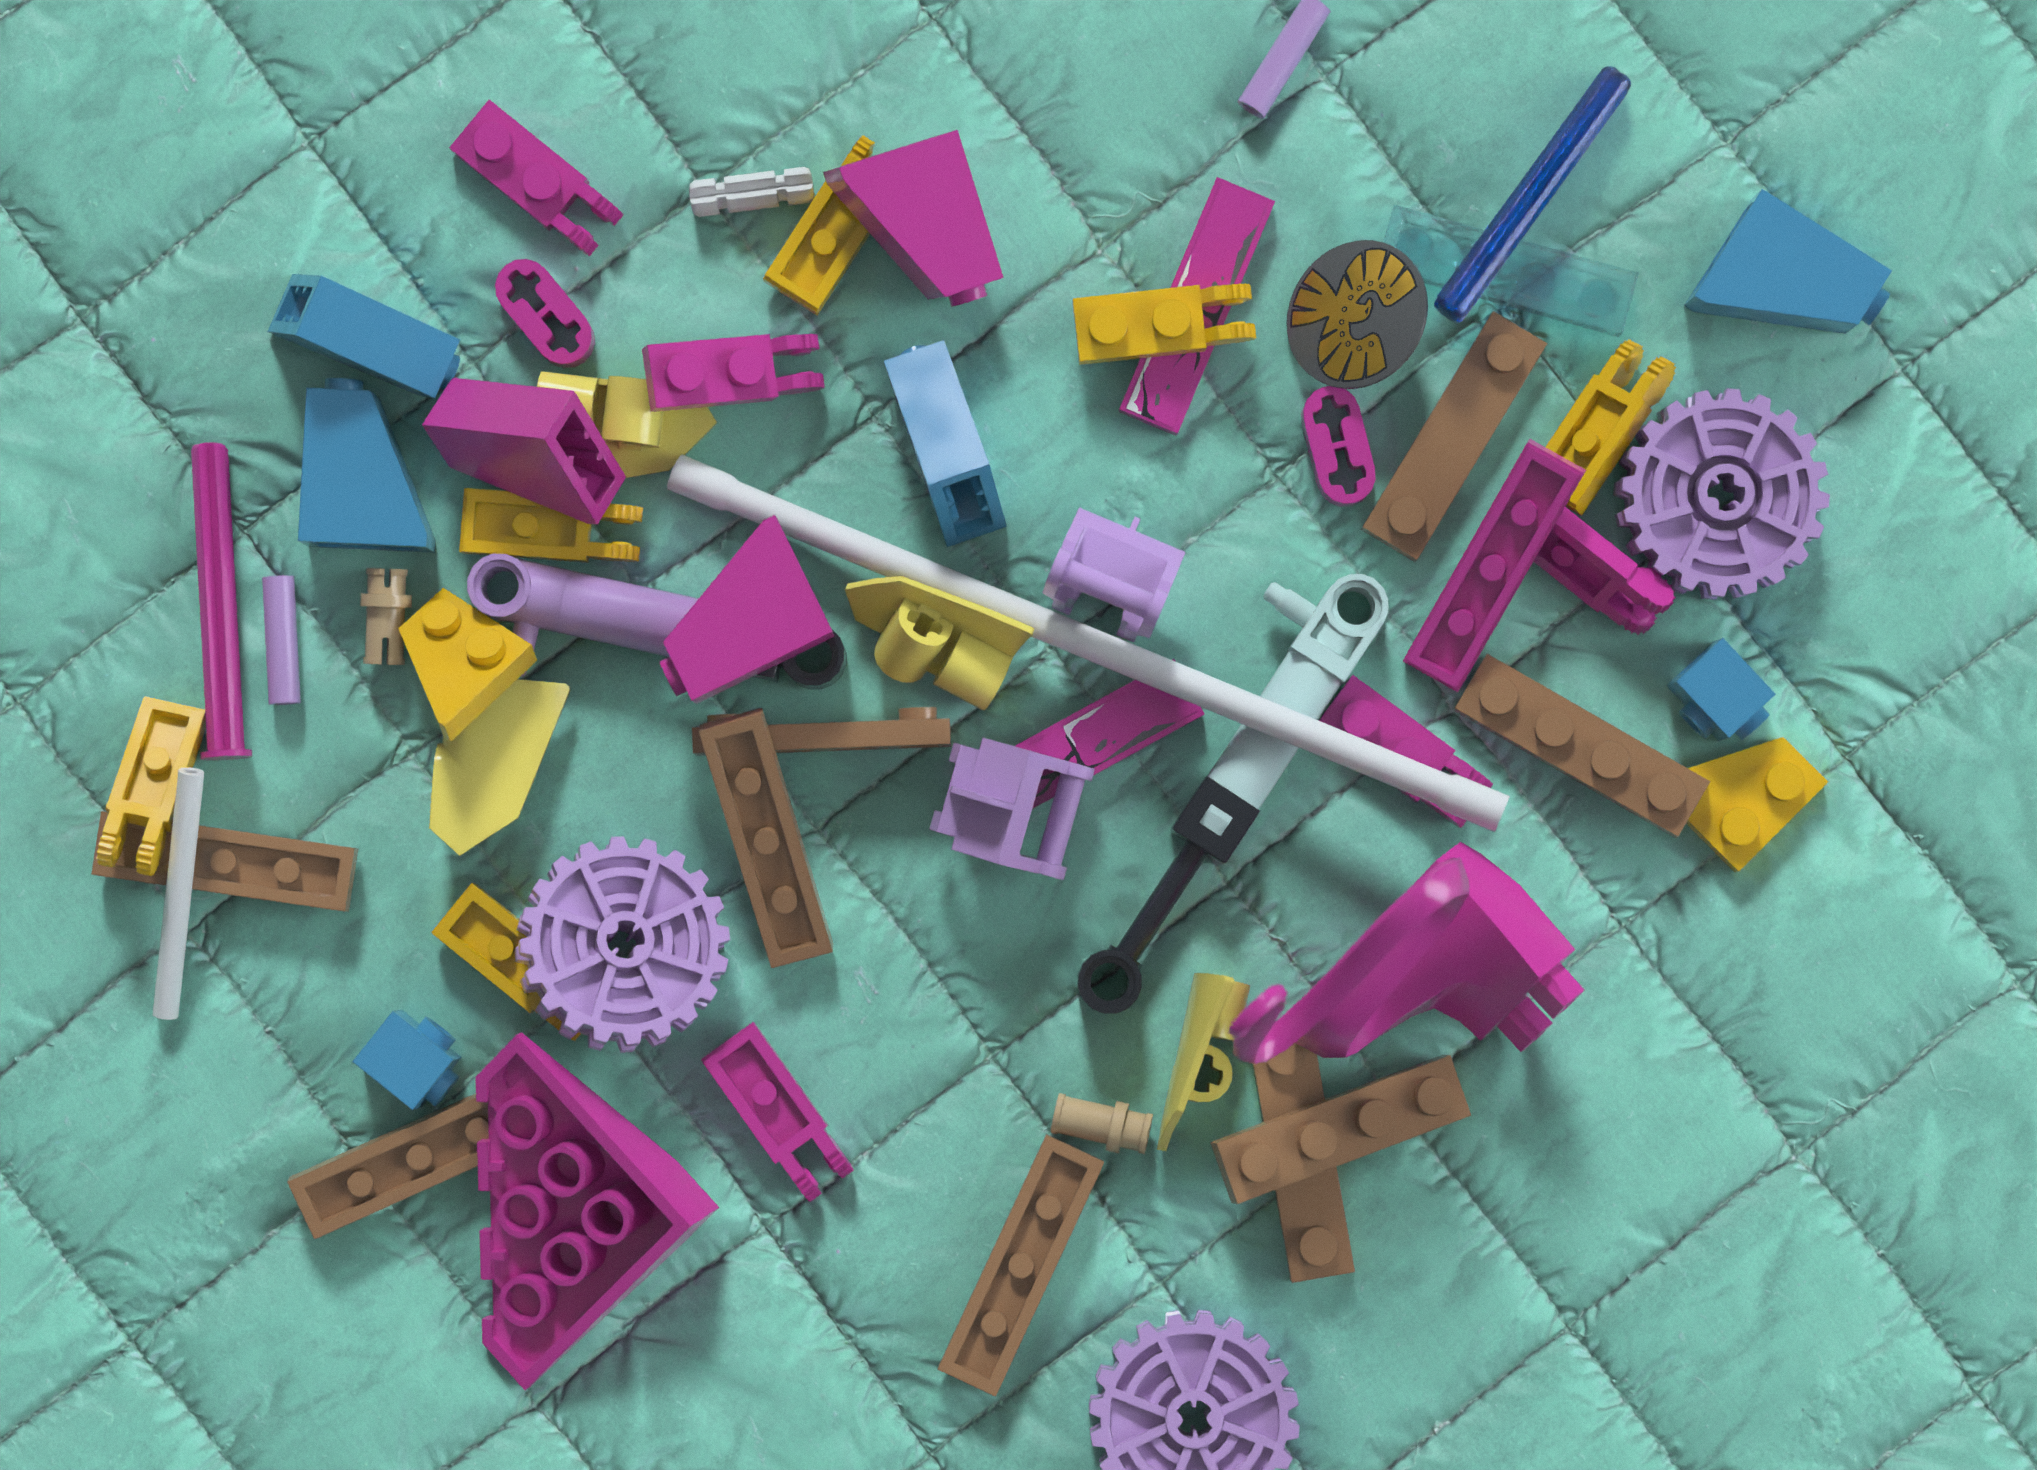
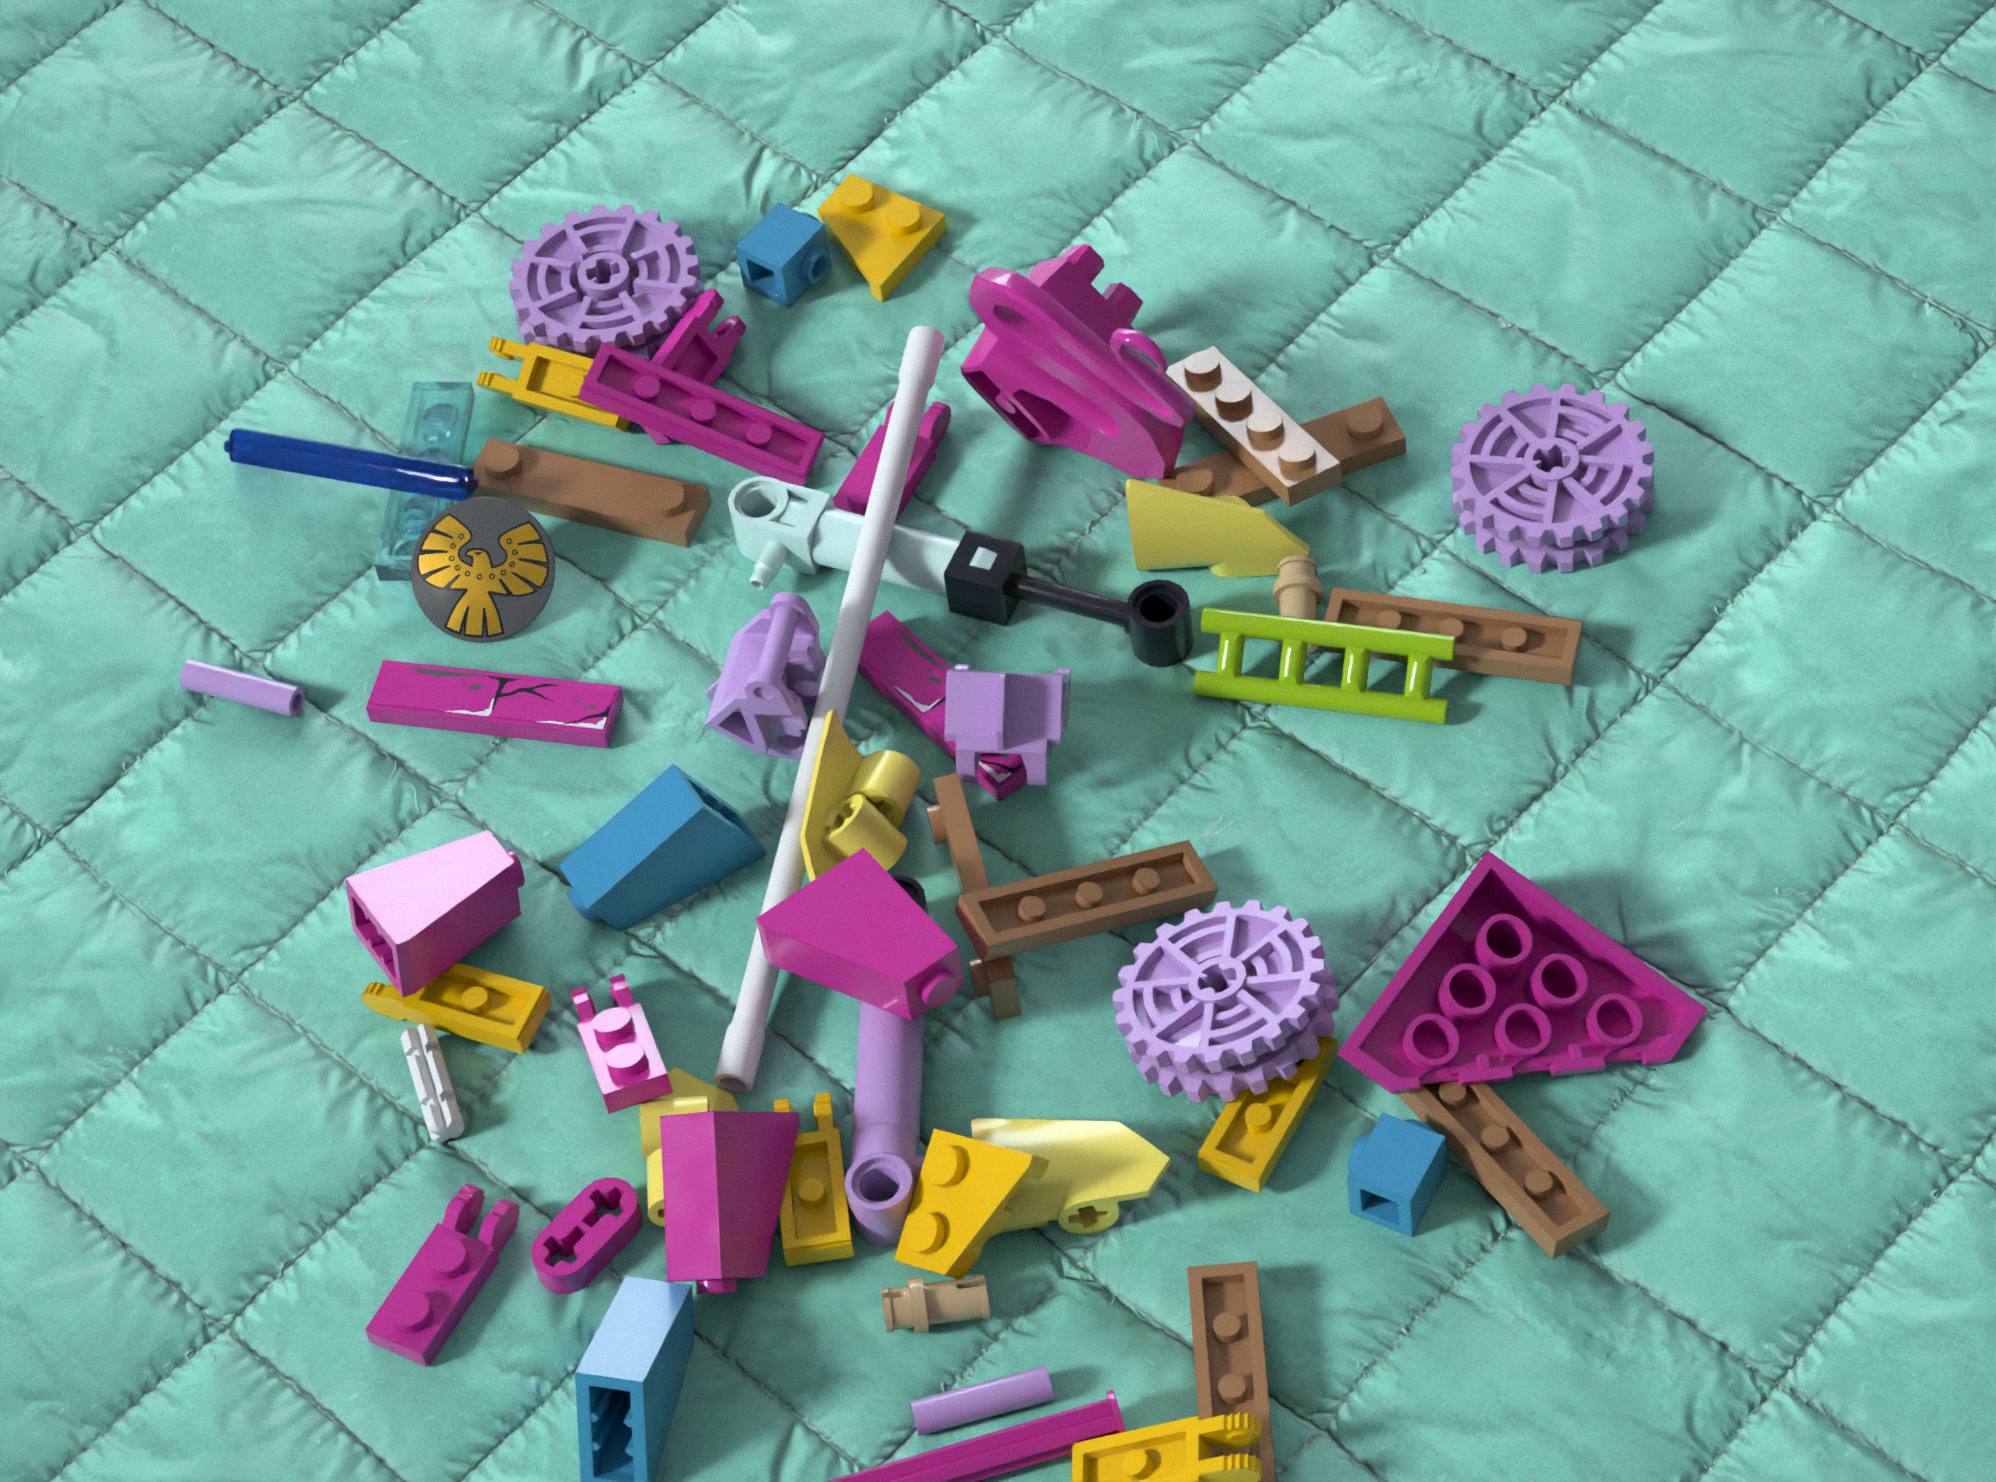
camera: 90 degrees left, 35 degrees down
(178, 893) = (1279, 1411): white piece -> none
(355, 476) = (787, 1357): dark azure slope -> none
(773, 1105) = (1356, 859): dark pink hinge -> none
(979, 1147) = (1358, 644): none -> lime bar
(1156, 322) = (515, 717): yellow hinge -> none
(1353, 442) = (611, 570): dark pink beam -> none
(1582, 746) = (857, 336): medium nougat plate -> none
(1790, 273) = (395, 288): dark azure slope -> none

